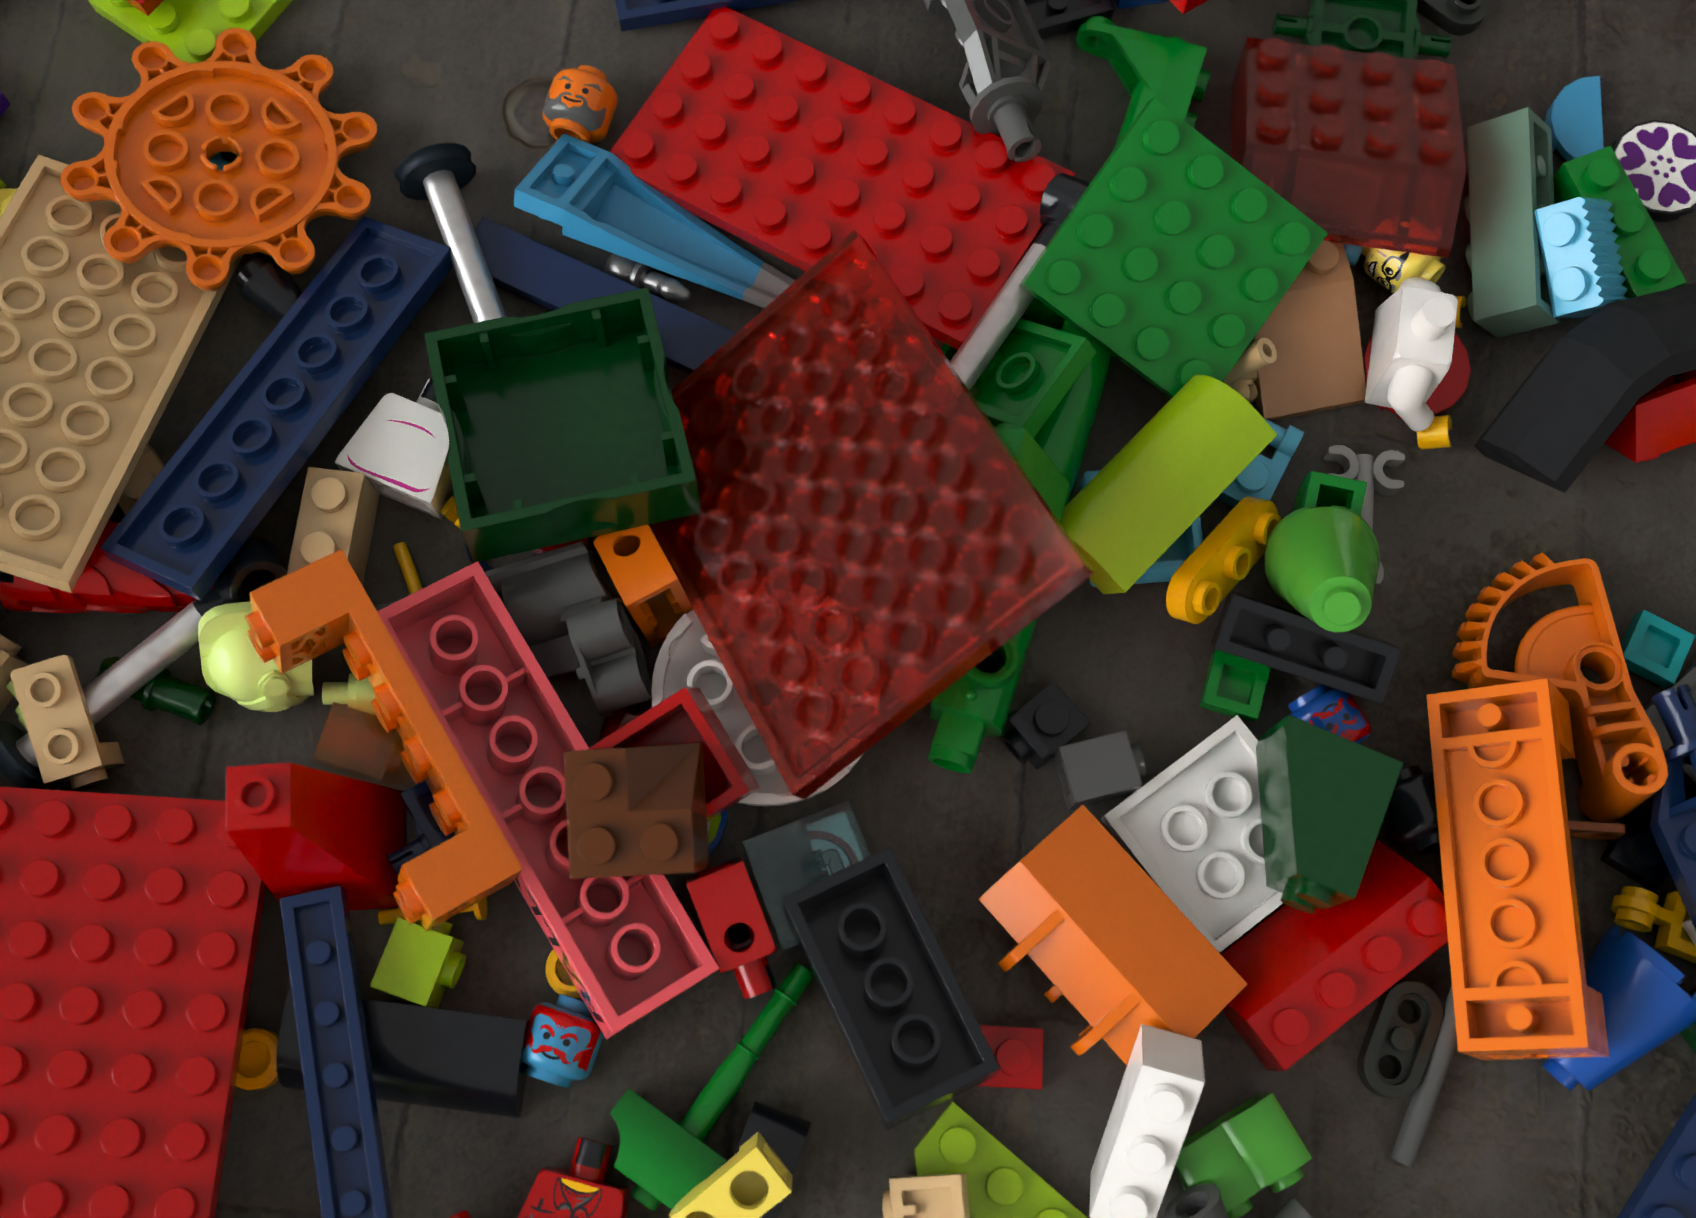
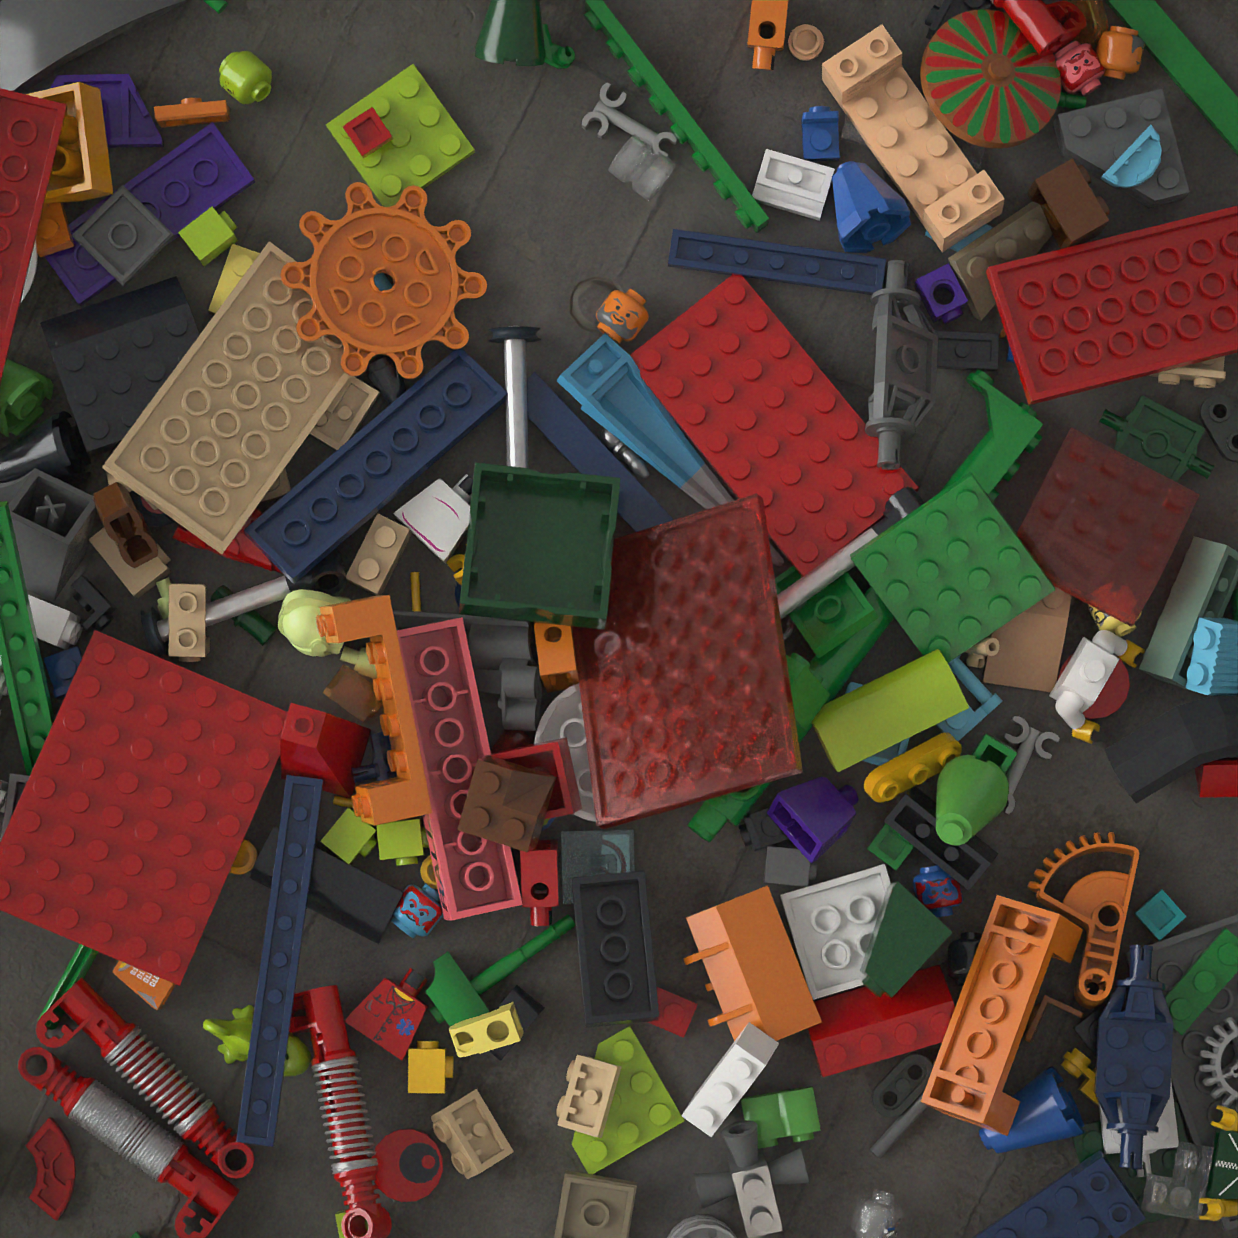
camera: 25 degrees right, 10 degrees up
(223, 351) = (345, 413): none -> tan plate
(501, 942) = (402, 841): none -> lime brick
(1107, 678) = (814, 815): none -> dark purple torso

